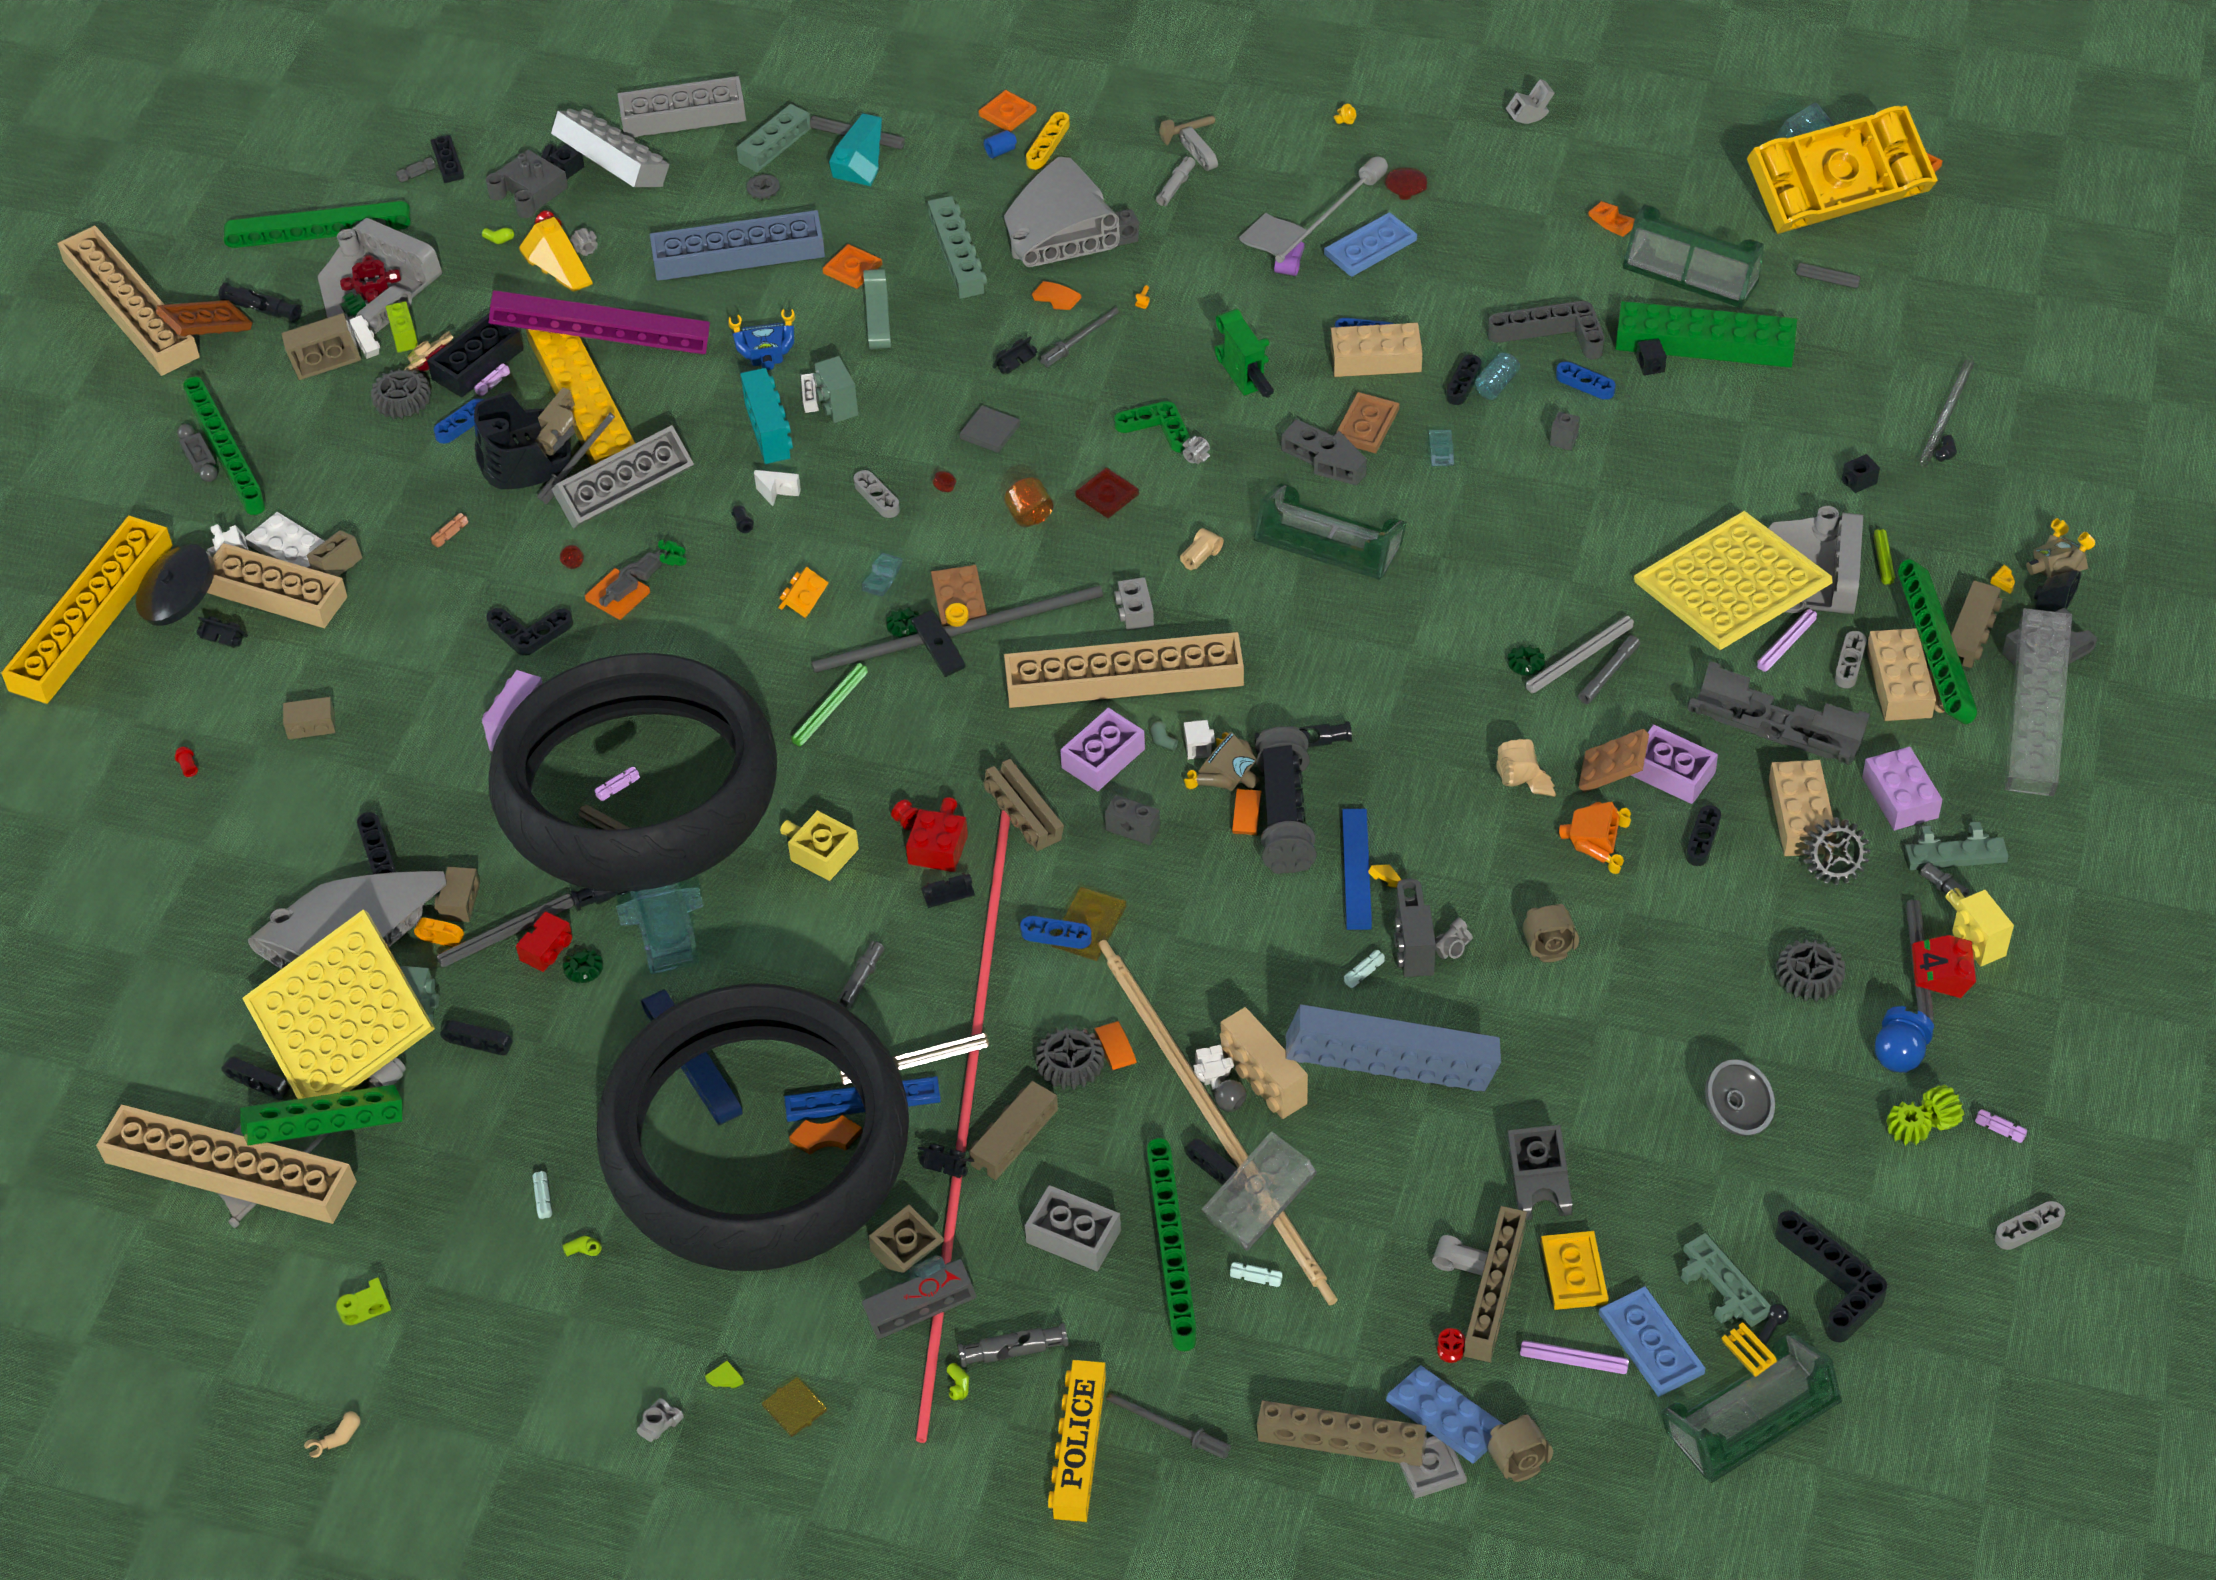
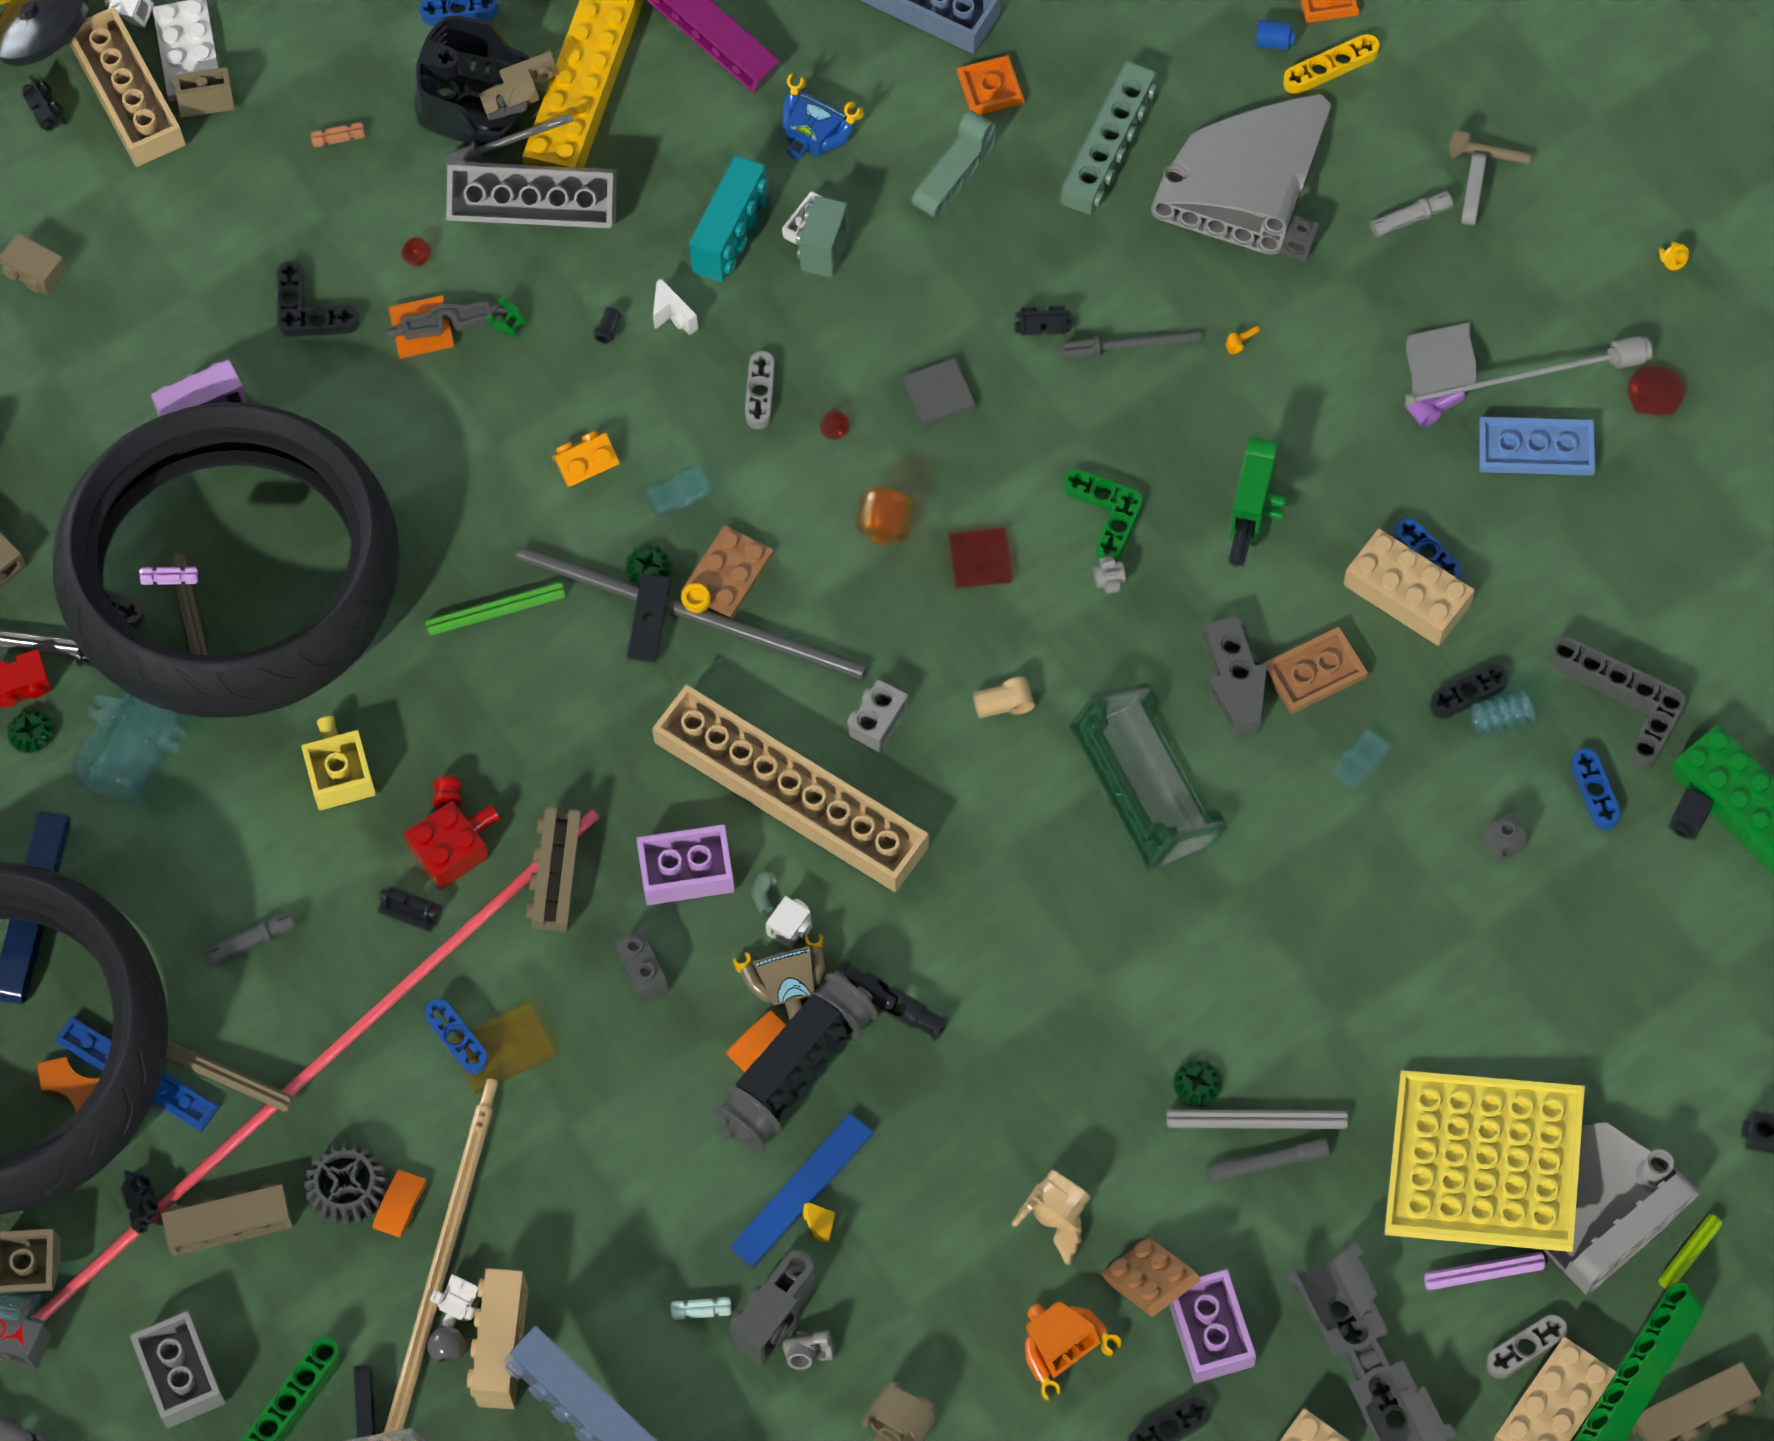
camera: 40 degrees right, 15 degrees up
(1059, 295) = (1154, 274): orange slope -> none

